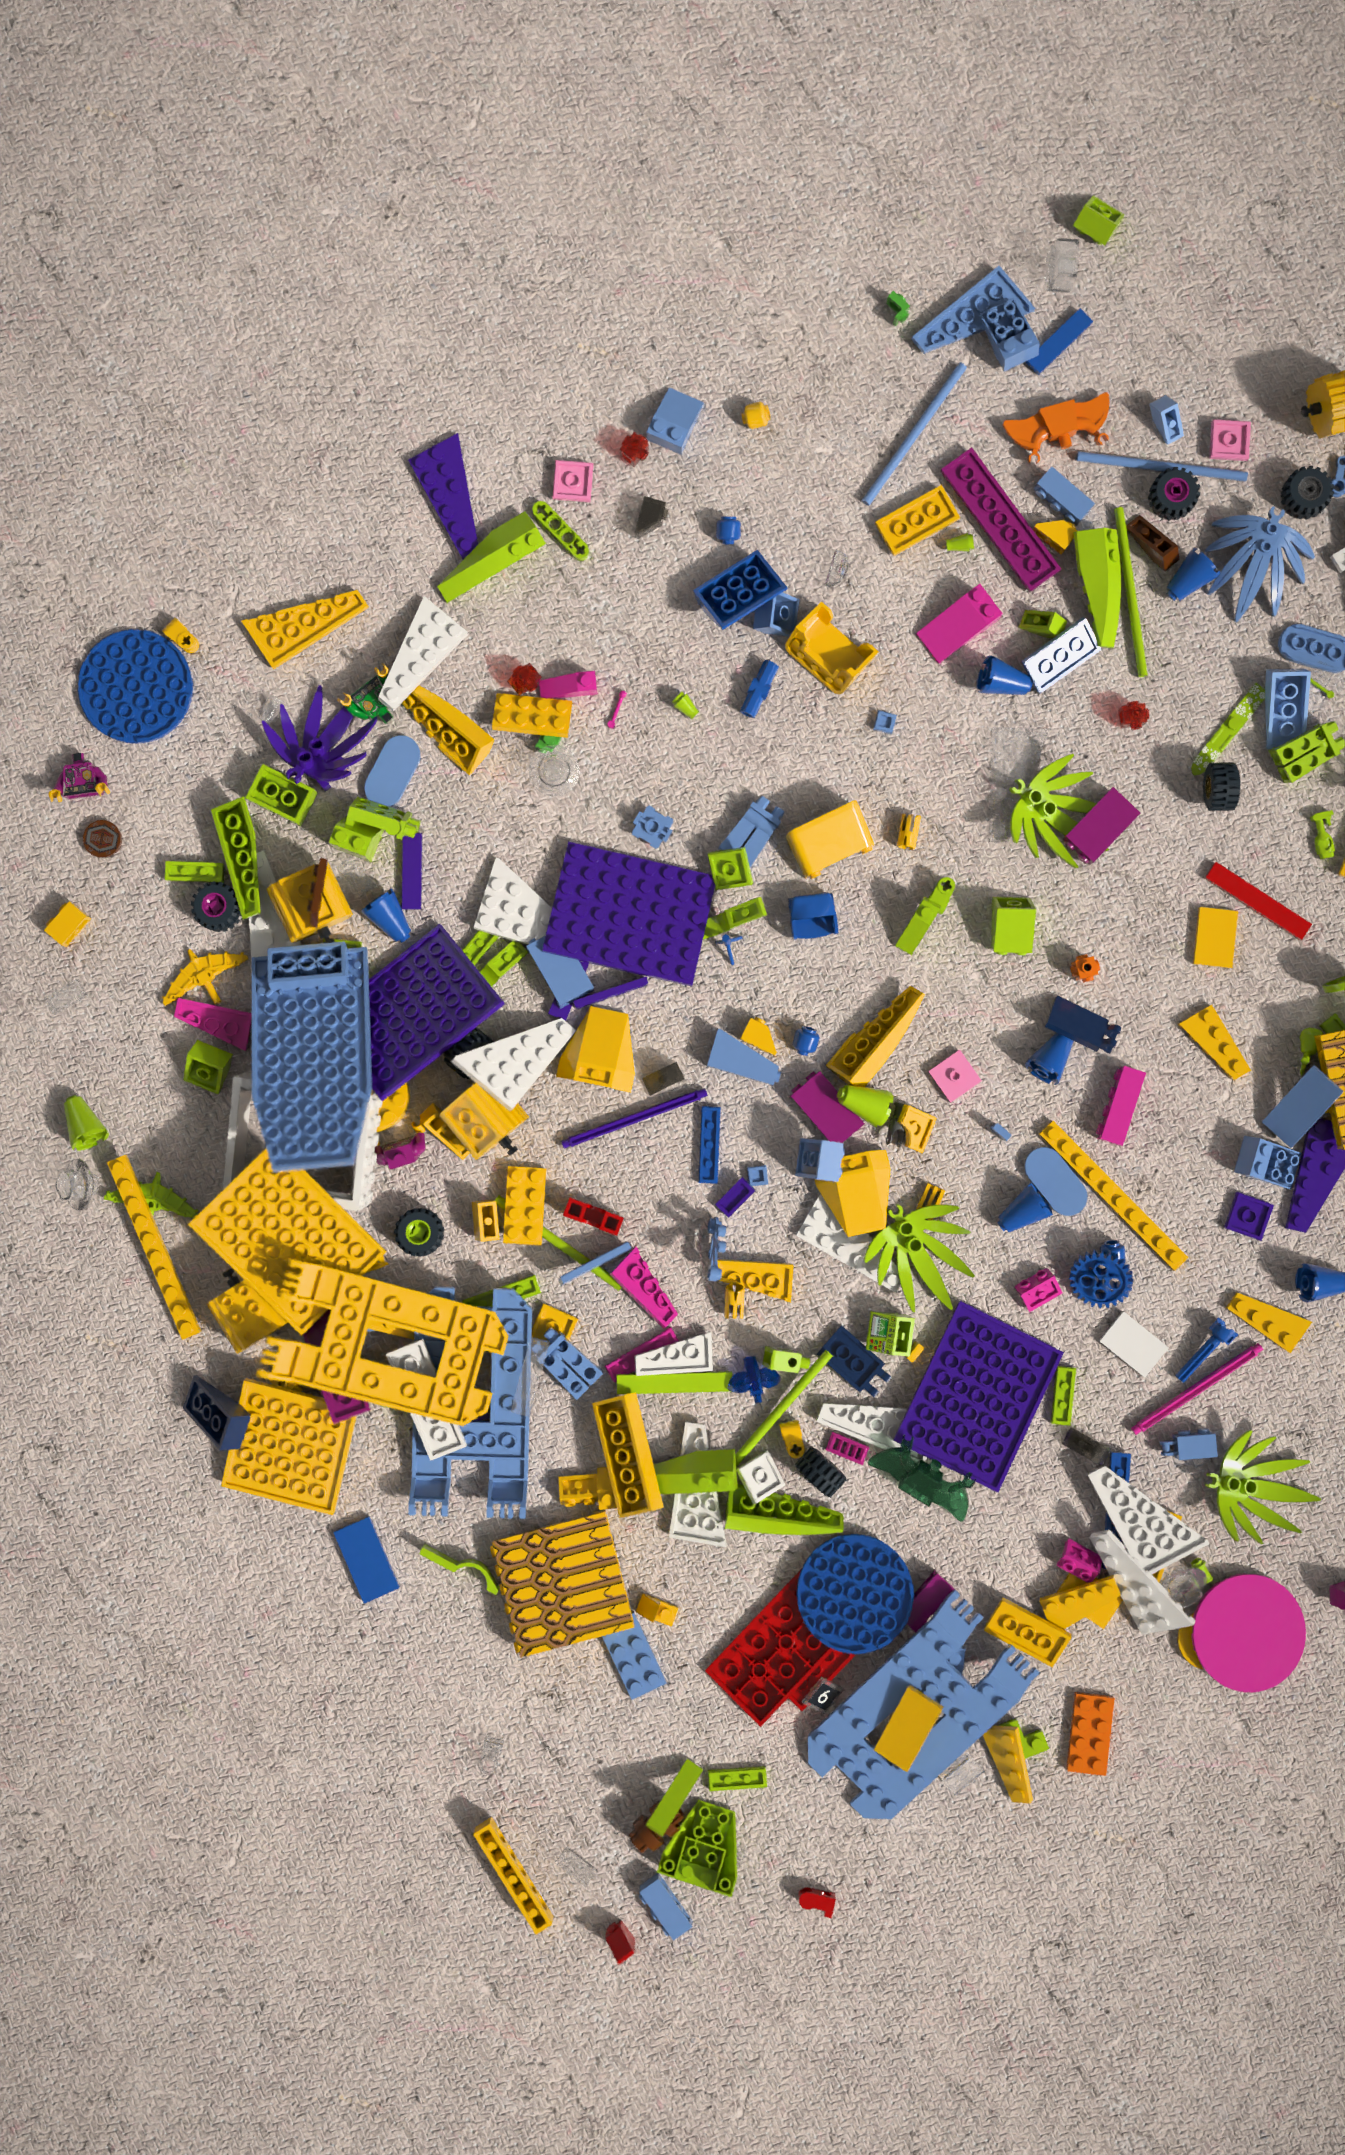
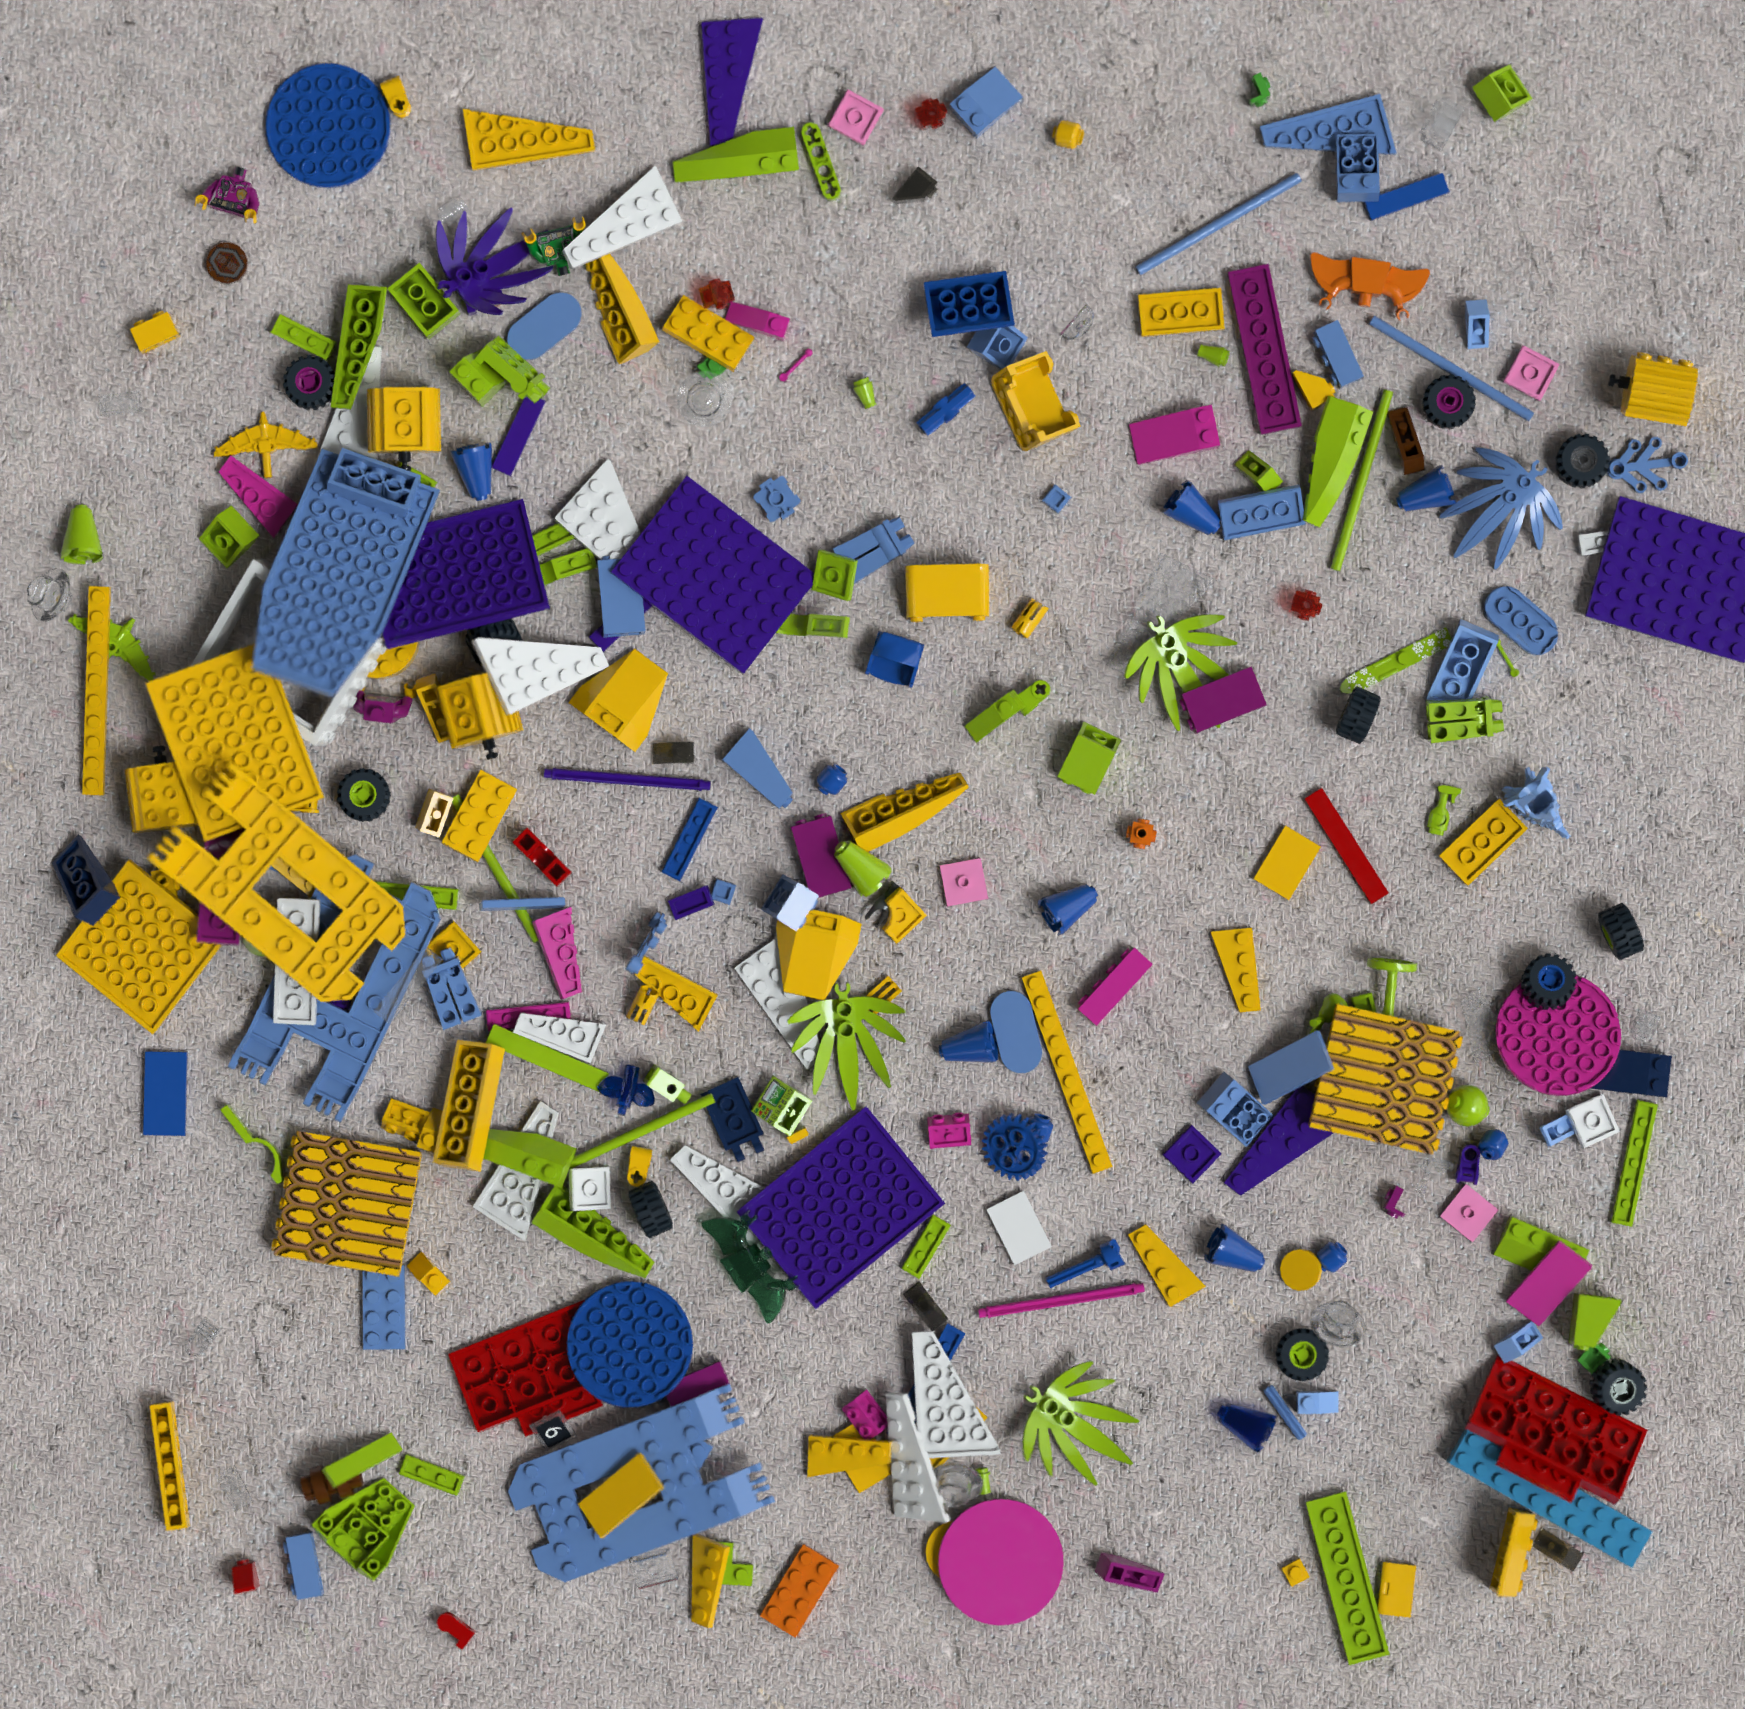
camera: 30 degrees right, 0 degrees up
(317, 889) = (417, 415): reddish brown wing -> none
(356, 876) = (461, 414): clear tile -> none
(612, 992) = (660, 644): dark purple tile -> none
(726, 940) = (796, 643): blue plant -> none
(728, 530) = (988, 236): blue head -> none
(759, 1036) = (787, 753): yellow slope -> none
(860, 1460) = (701, 1212): dark pink slope -> none
(1000, 1131) = (983, 957): medium blue tile -> none
(1027, 1632) = (782, 1461): yellow plate -> none
(1082, 1025) = (1111, 889): dark blue tile -> none
(1191, 1445) = (1028, 1352): medium blue brick -> none

